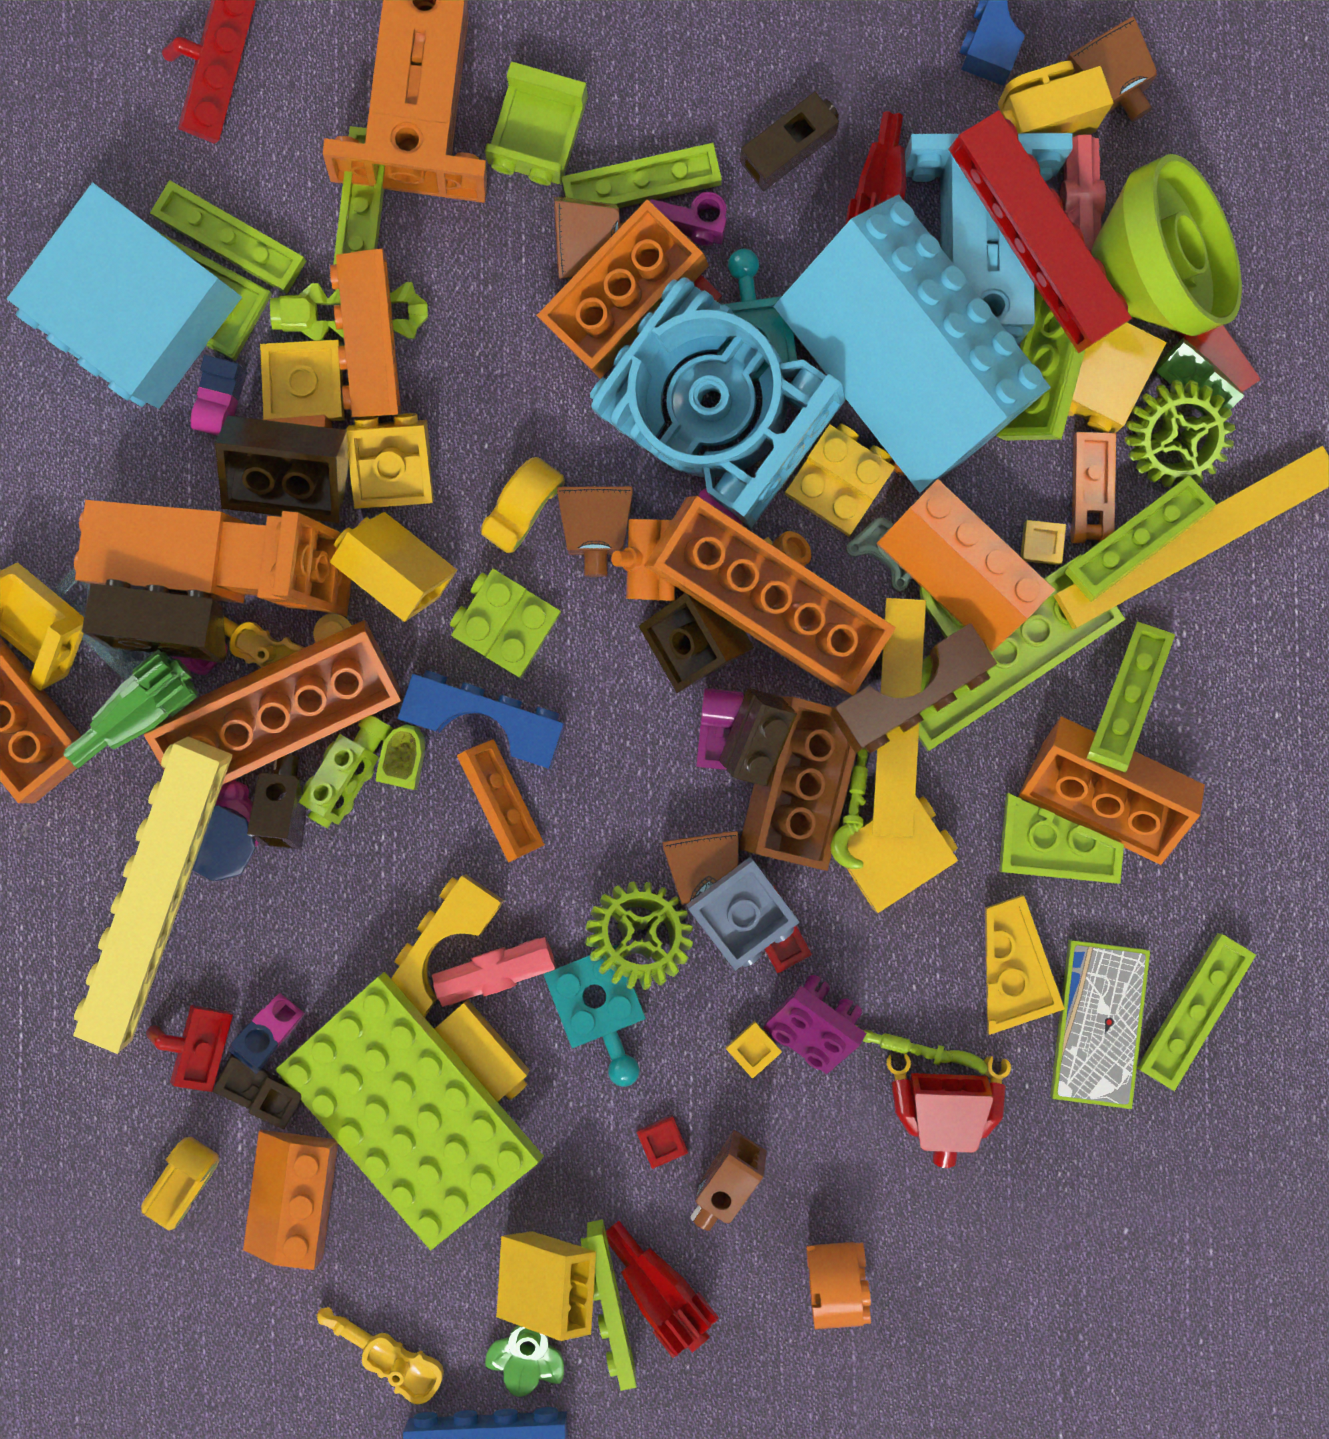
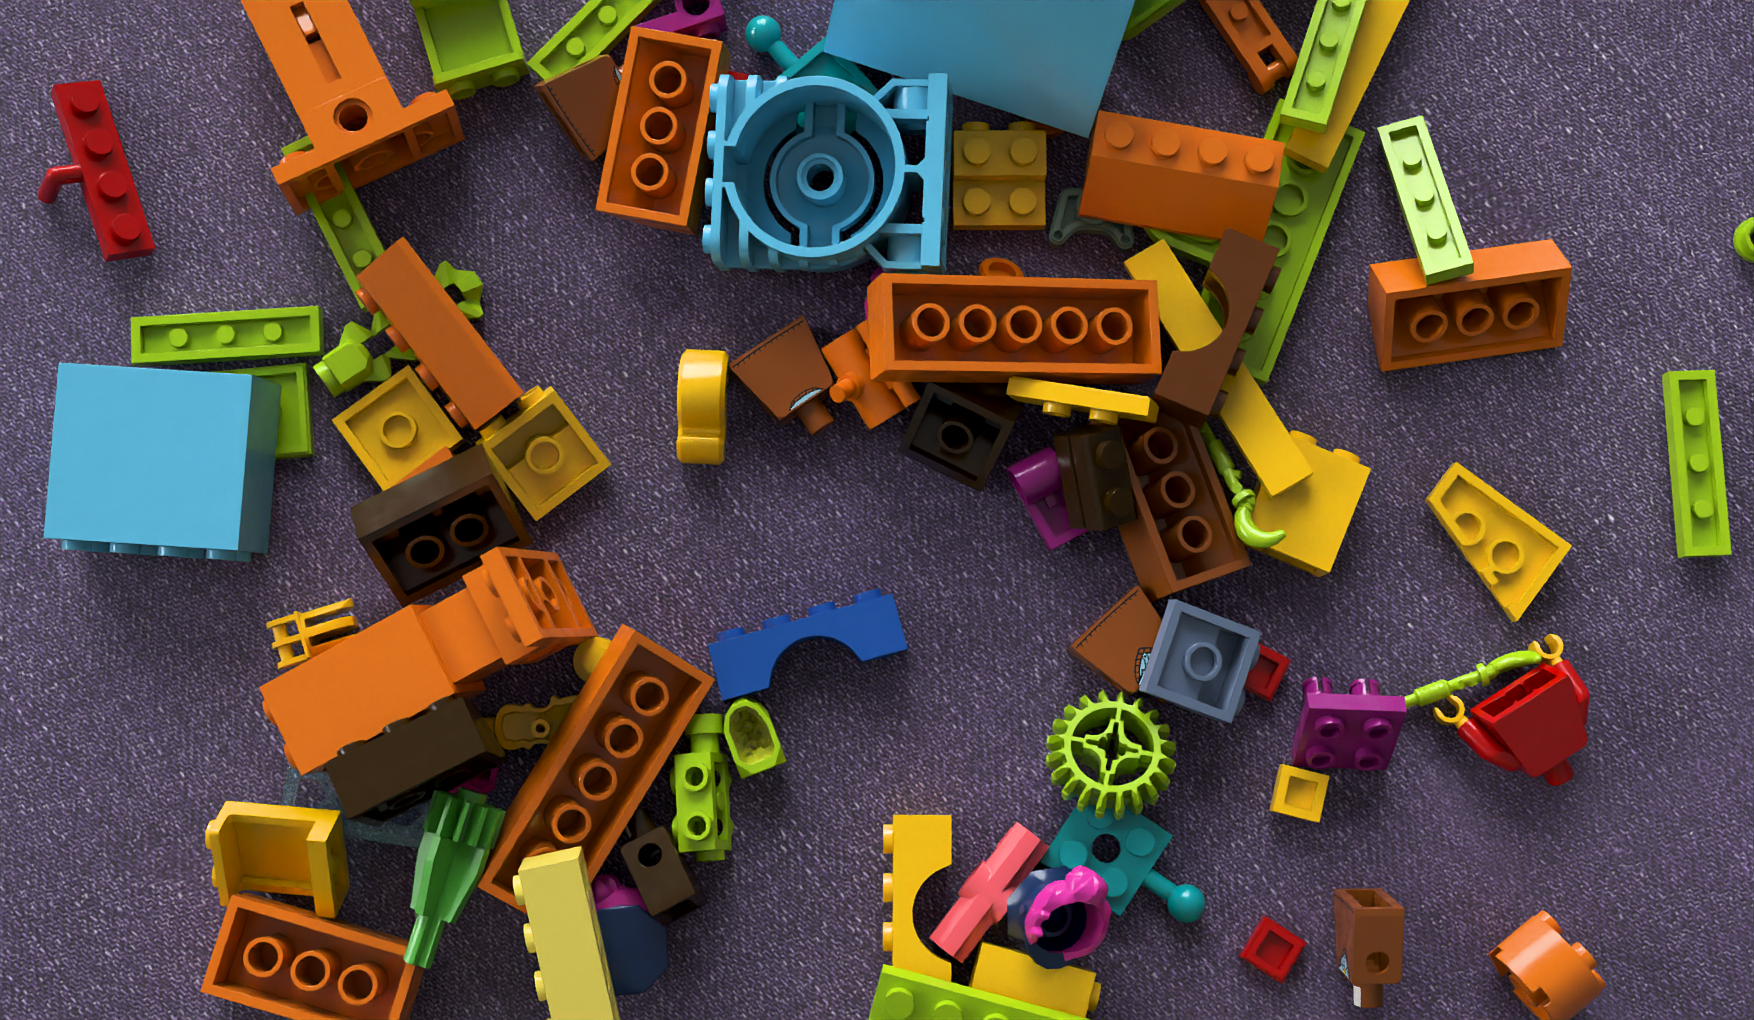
camera: 45 degrees left, 5 degrees down
(150, 484) = (309, 633): none -> yellow arm
(217, 394) = (321, 500): leg -> none
(392, 565) = (614, 549): yellow brick -> none
(500, 800) = (879, 714): orange plate -> none
(504, 622) = (762, 535): lime plate -> none
(527, 1019) = (1059, 914): none -> piece
(793, 691) = (1101, 404): none -> yellow plate
(1043, 542) = (1235, 109): yellow plate -> none
(1052, 846) = (1448, 396): lime wing -> none
(1100, 1024) = (1614, 539): tile -> none

